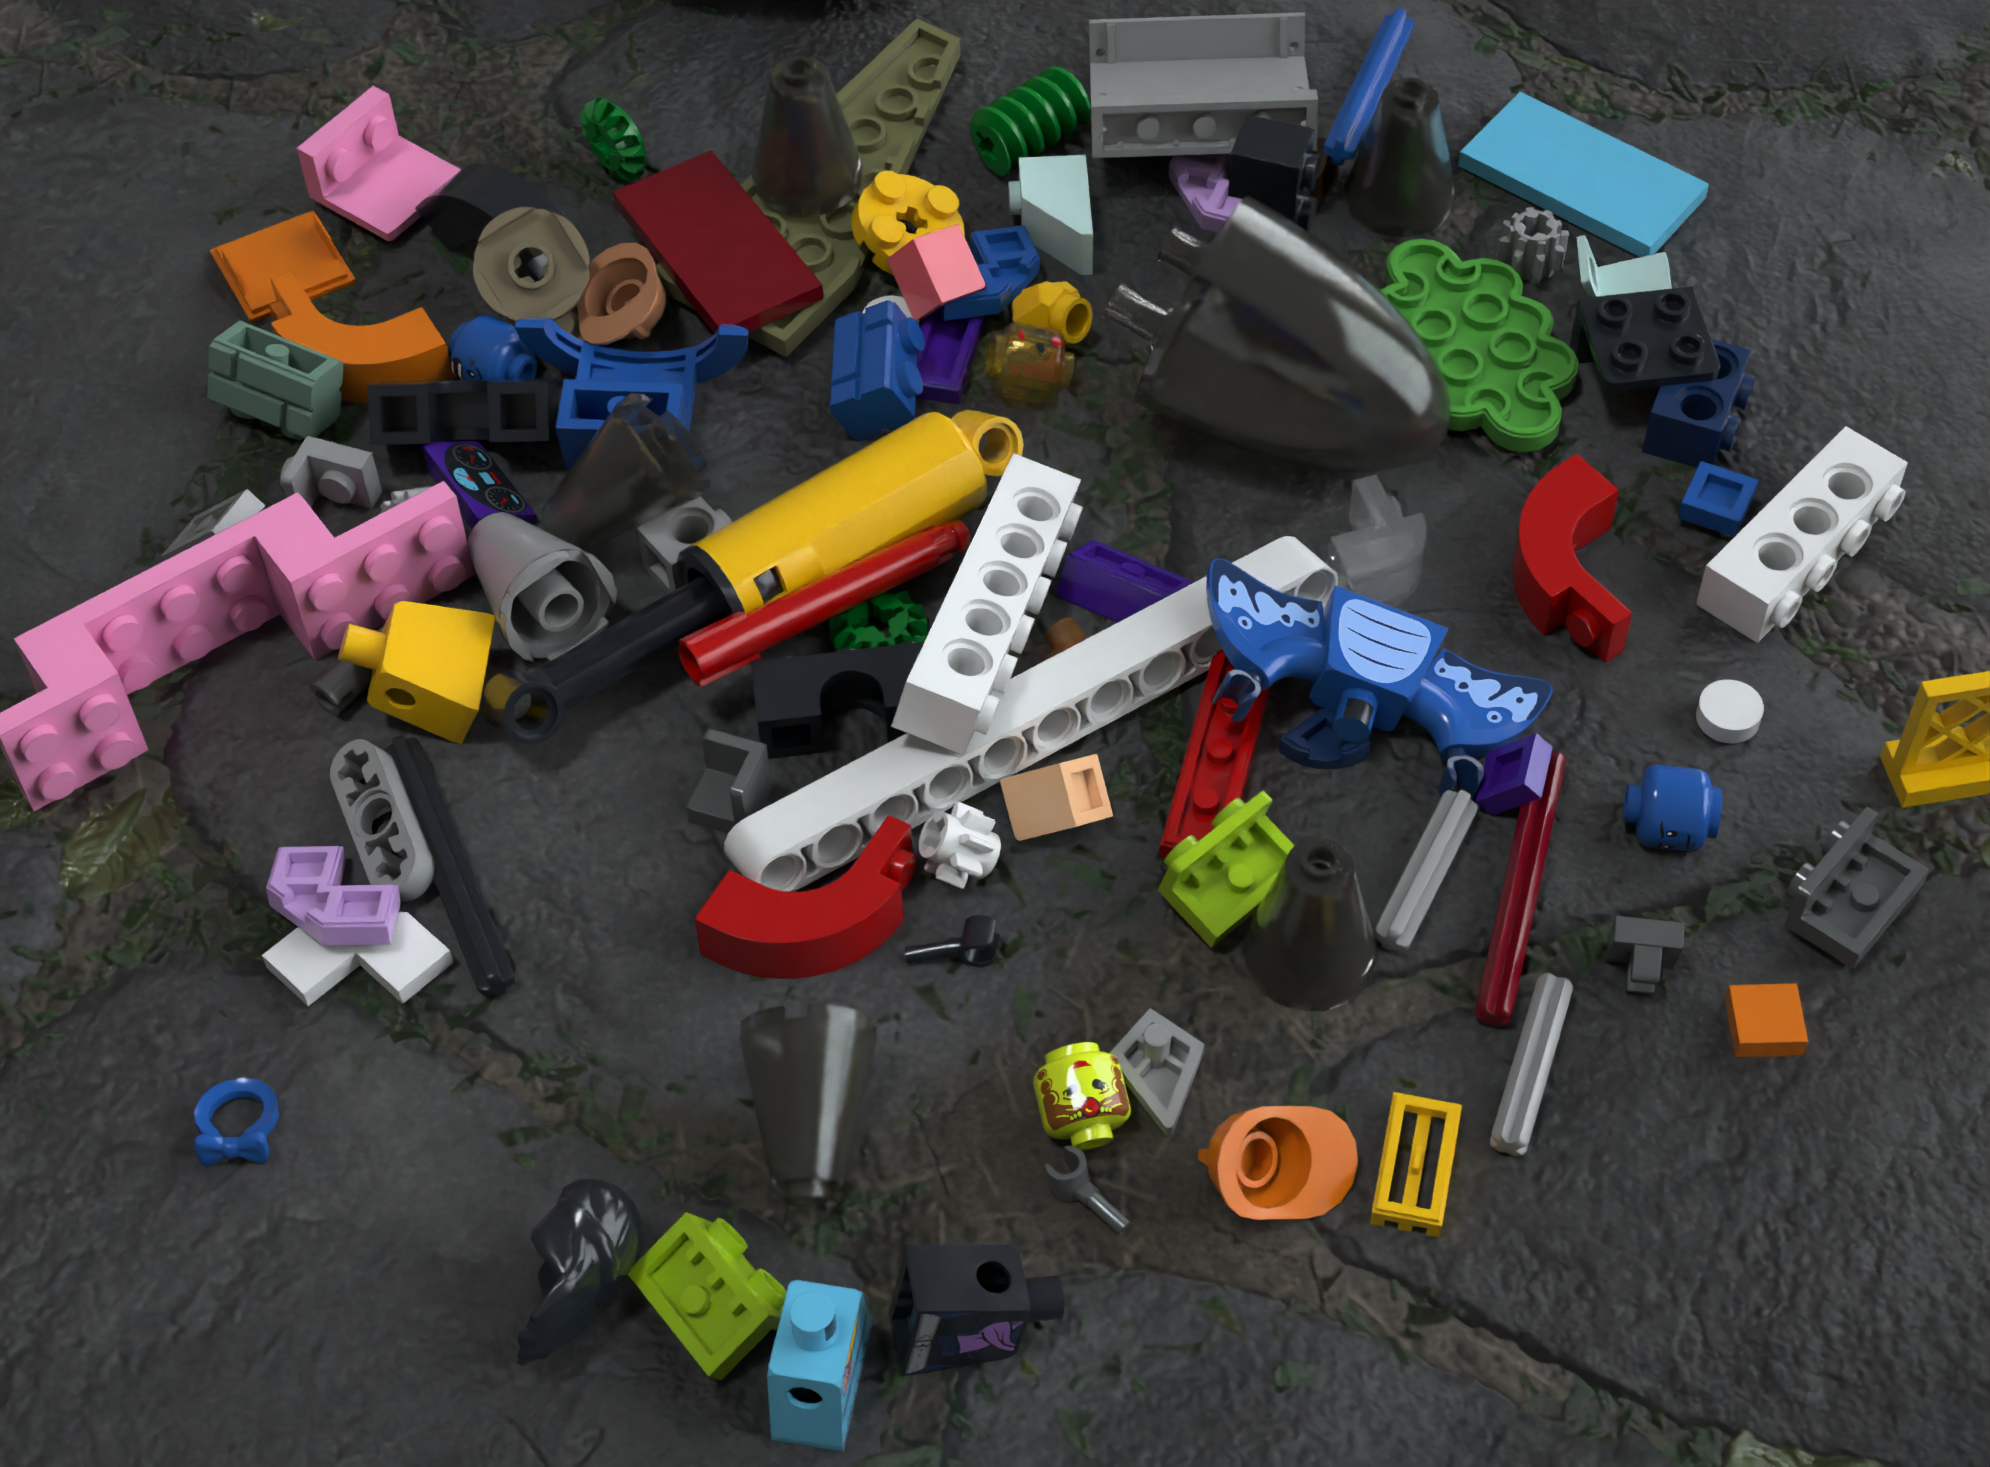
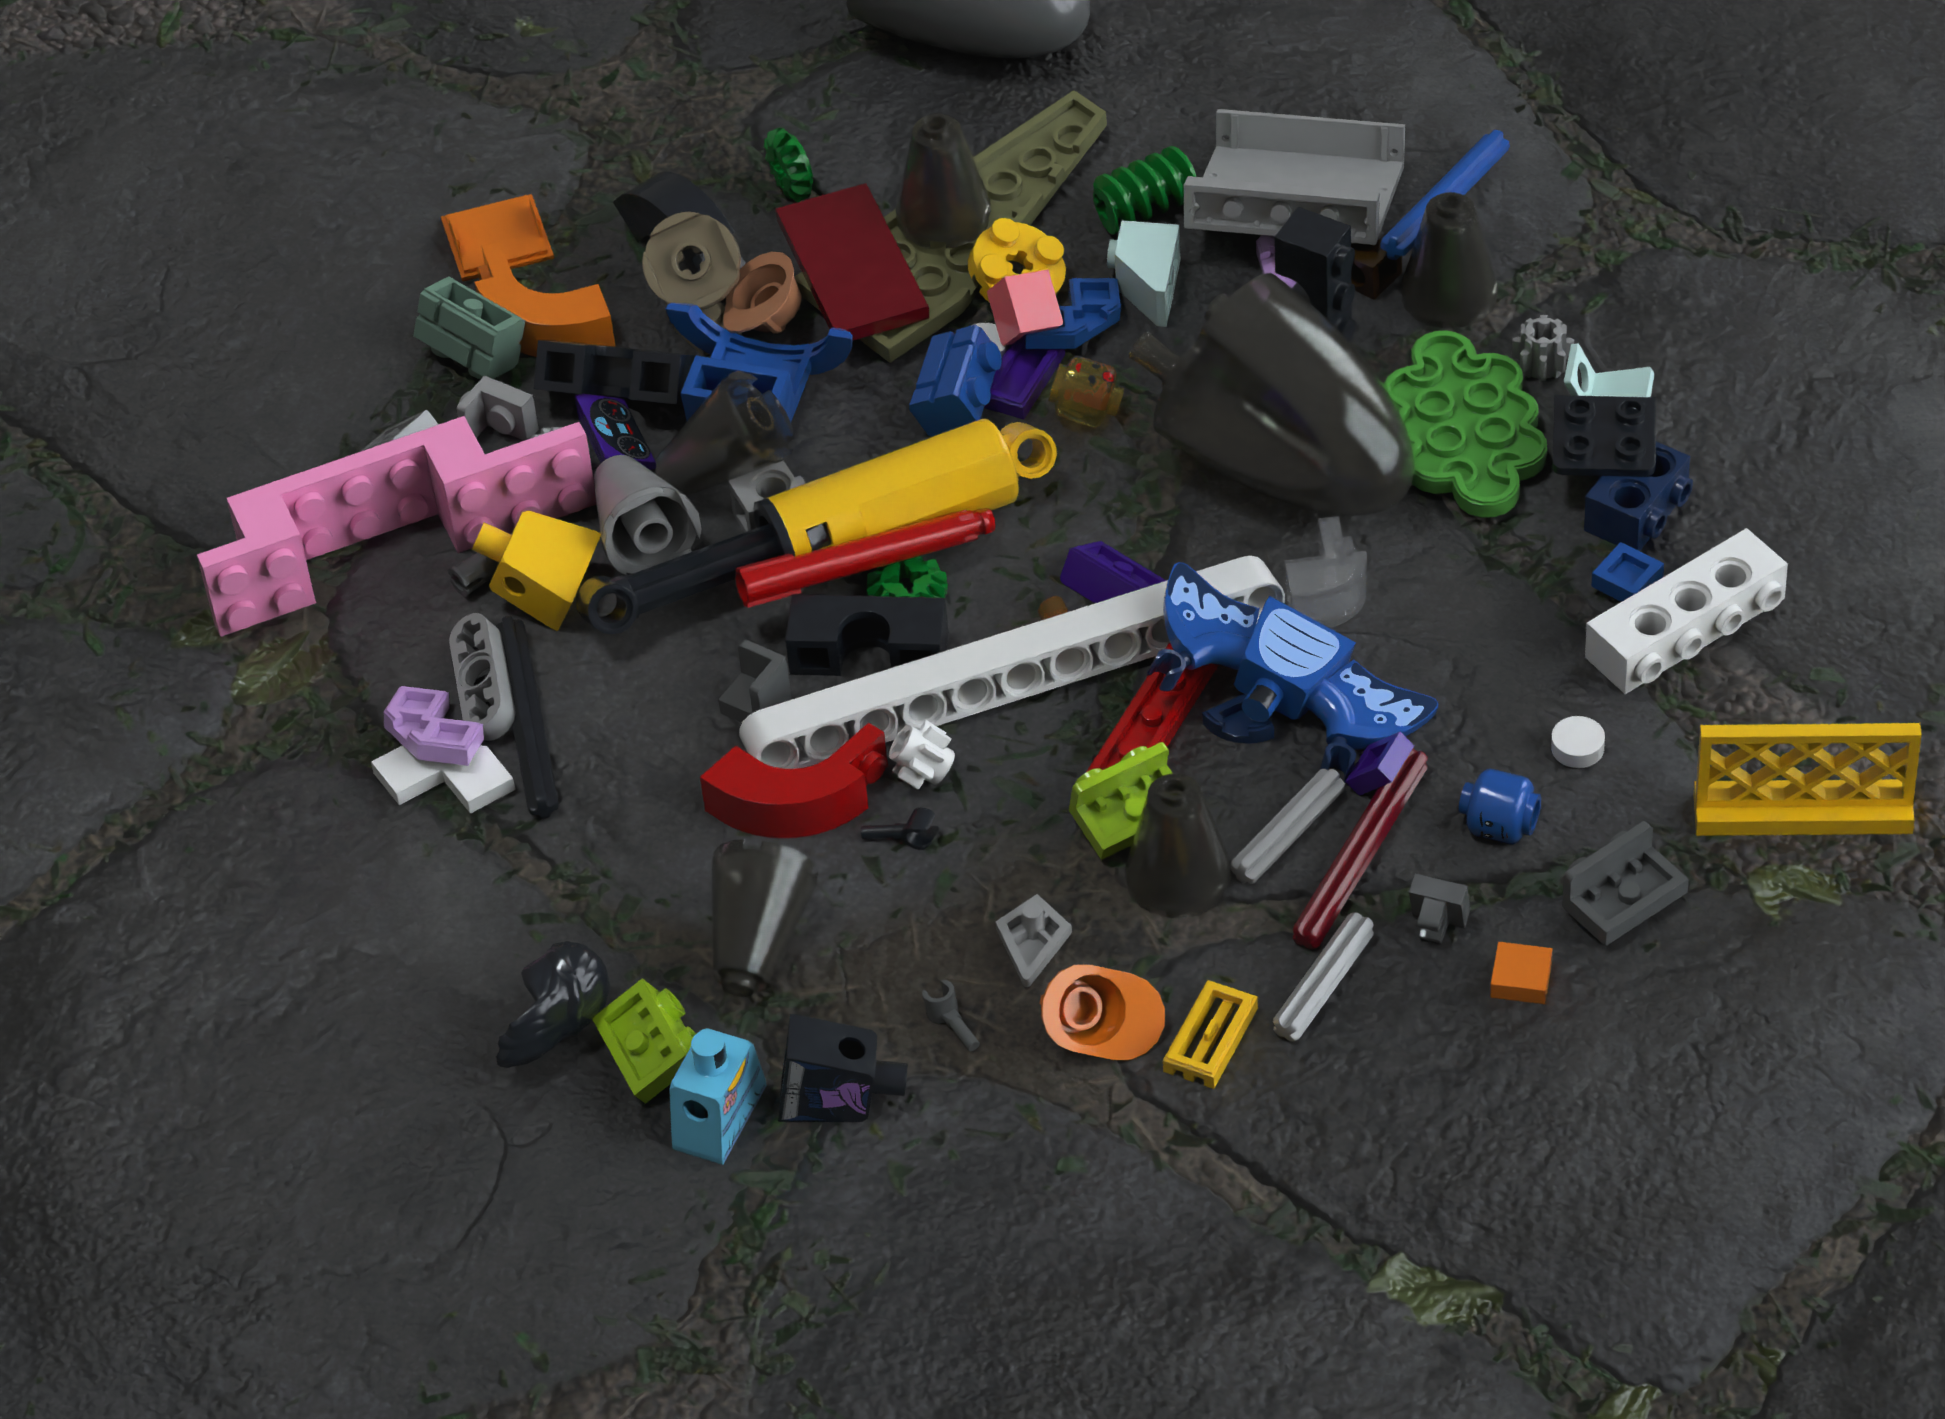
camera: 15 degrees right, 5 degrees down
(252, 1144) = (336, 894): blue piece -> none
(369, 170) = (582, 163): bright pink bracket -> none
(489, 351) = (646, 326): blue head -> none
(987, 606) = (991, 573): white brick -> none
(1055, 307) = (1112, 348): yellow rock -> none
(1056, 797) = (1009, 730): light nougat panel -> none
(1081, 1095) = (964, 945): neon yellow head -> none
(1557, 520) = (1476, 580): red arch -> none
(1583, 175) = (1613, 294): medium azure tile -> none

